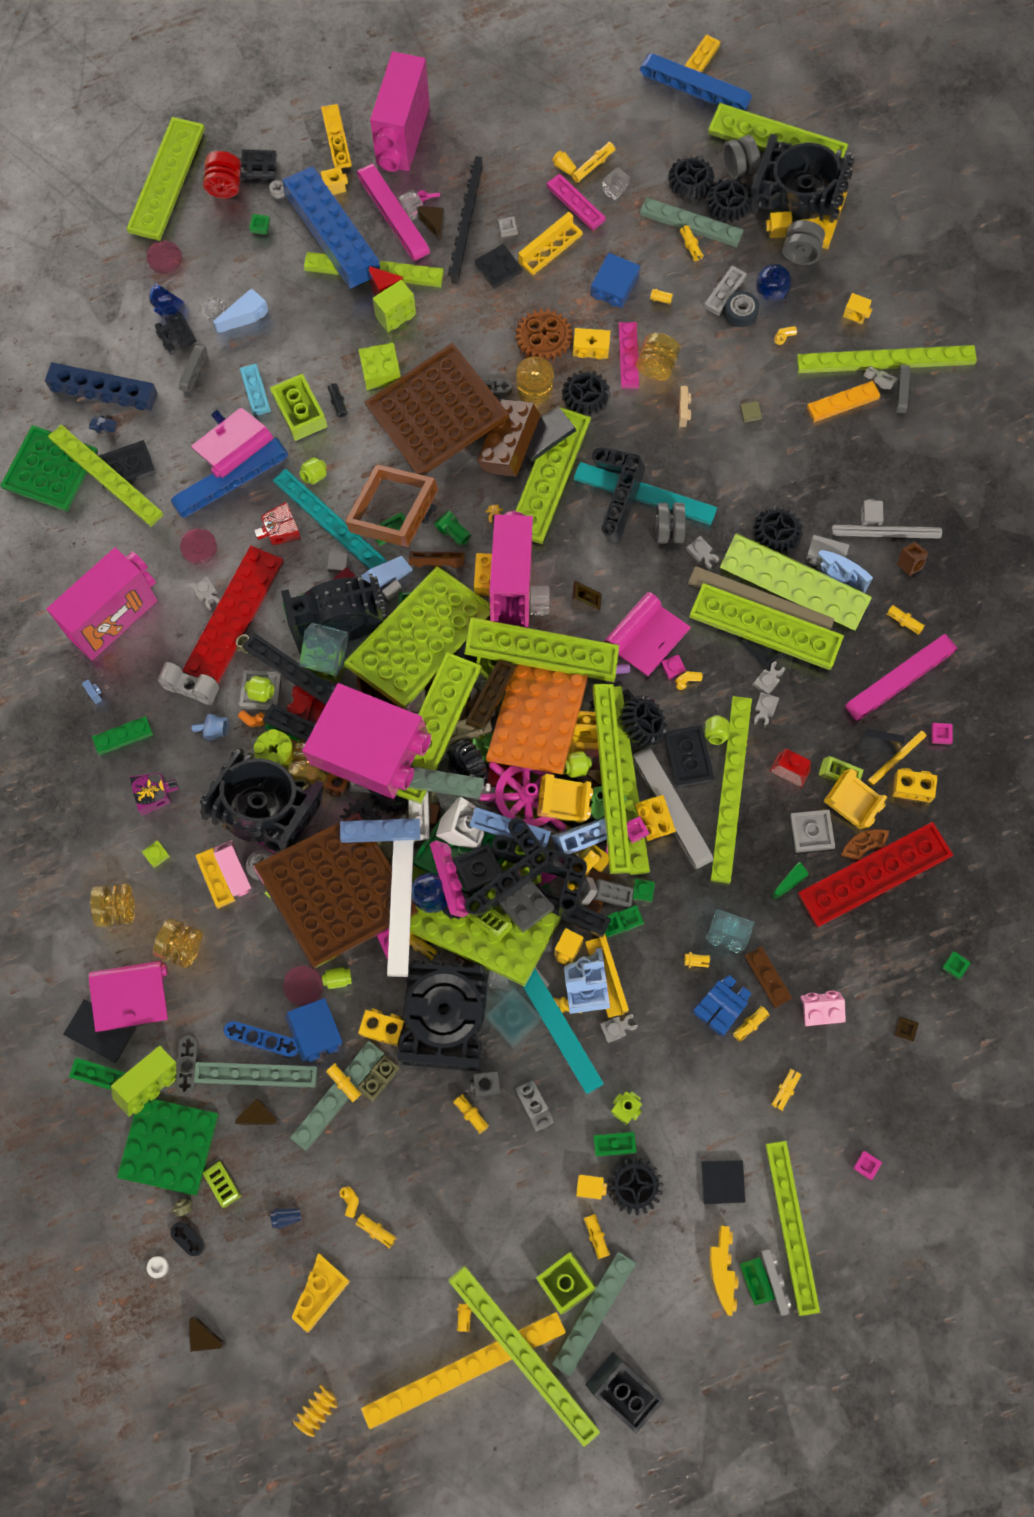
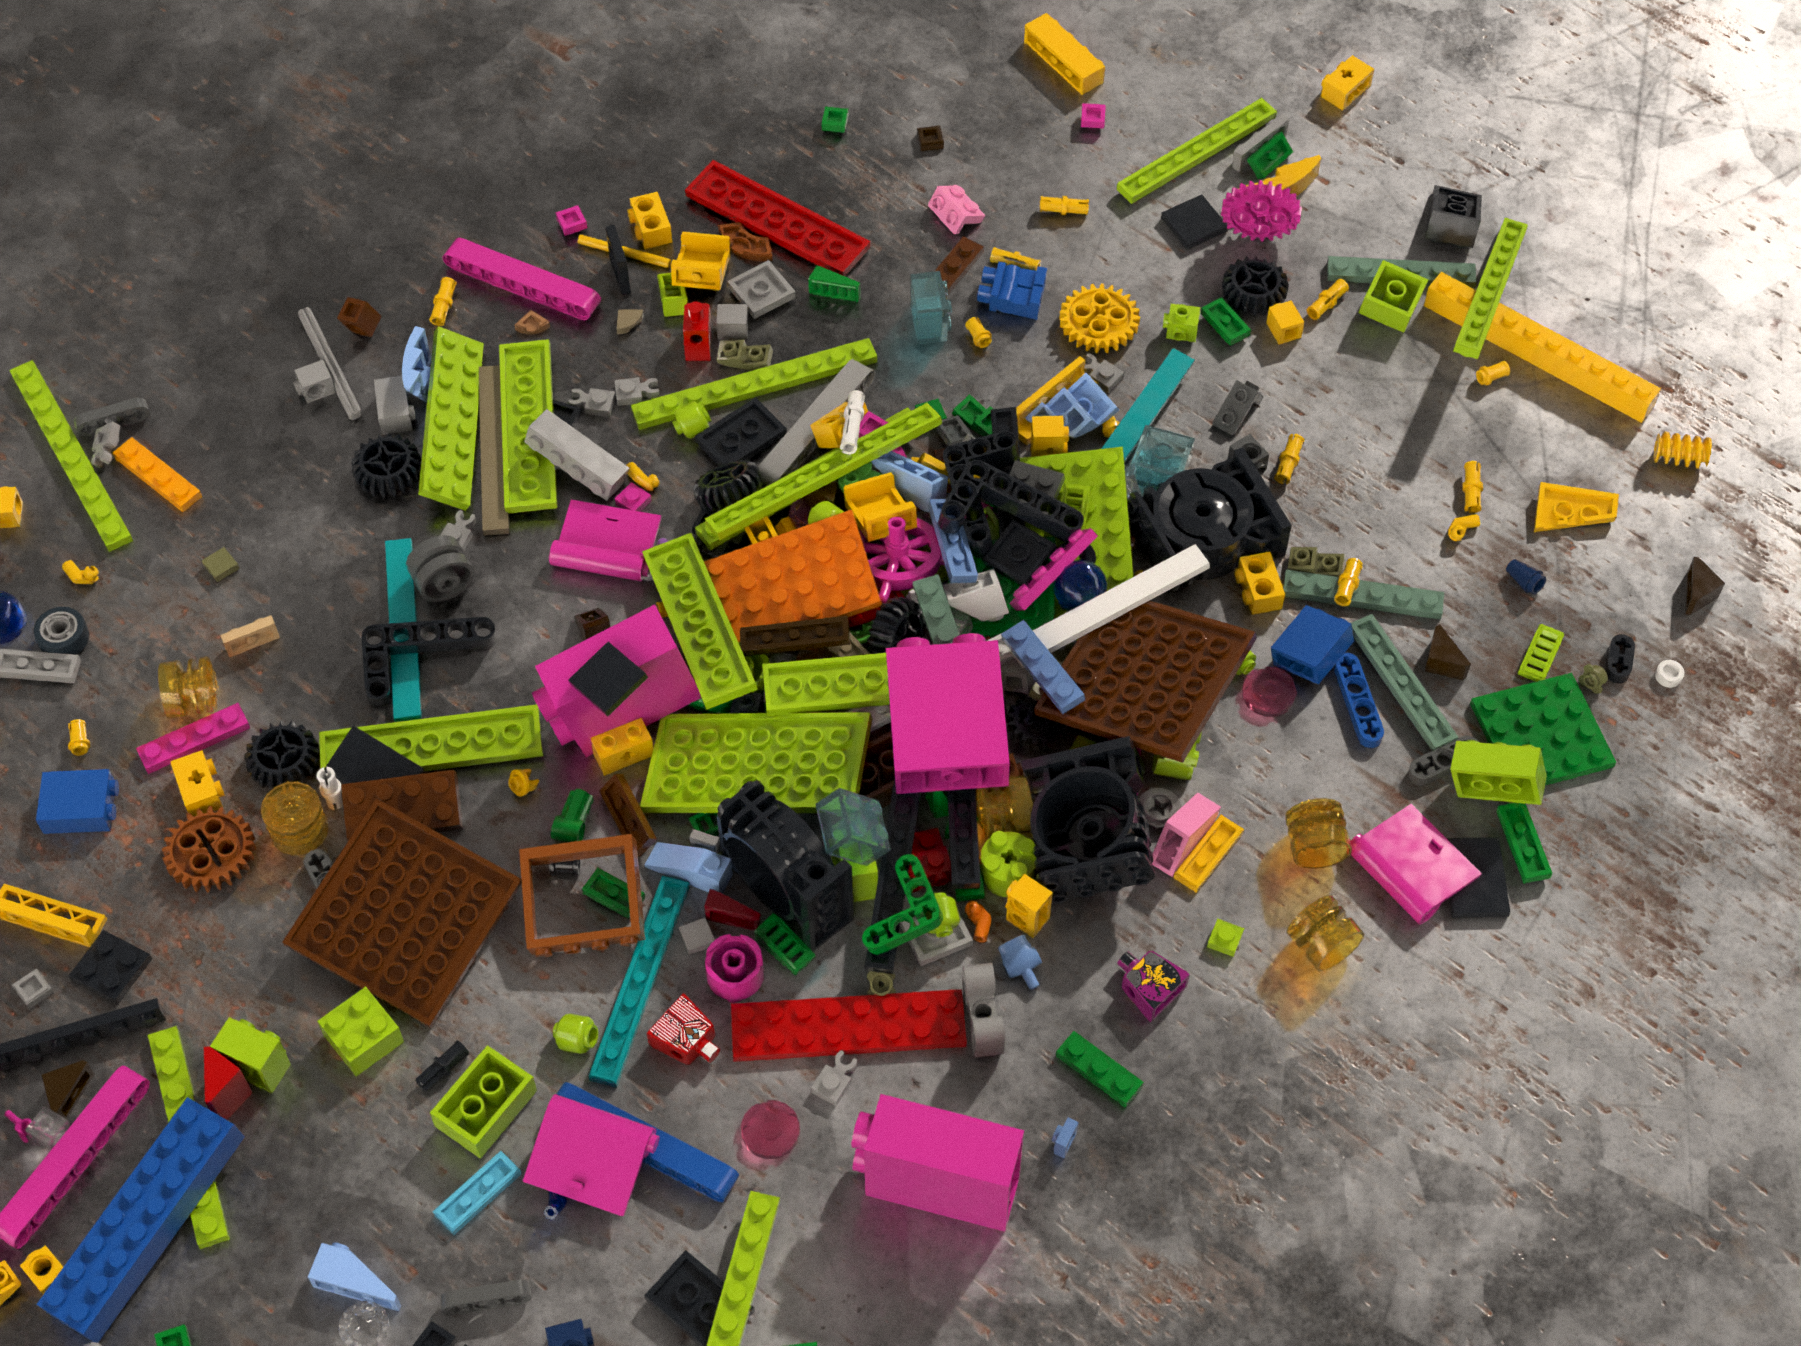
camera: 120 degrees left, 15 degrees down
(236, 739) = (1028, 905): none -> yellow brick
(263, 671) = (918, 908): none -> green beam
(309, 567) = (734, 967): none -> dark pink brick
(492, 545) = (608, 679): none -> black tile
(543, 402) = (330, 788): none -> white pin
(638, 811) = (853, 416): none -> white pin
(682, 1049) = (1099, 318): none -> yellow gear
(690, 1223) = (1261, 211): none -> dark pink gear
(719, 640) = (576, 454): none -> light grey brick
(759, 793) = (739, 355): none -> olive slope
(791, 795) = (731, 321): none -> light grey brick
(803, 1410) = (1347, 82): none -> yellow brick
(830, 731) = (628, 319): none -> dark tan tile
(859, 670) = (532, 324): none -> medium nougat tile
(944, 1180) = (1064, 53): none -> yellow brick

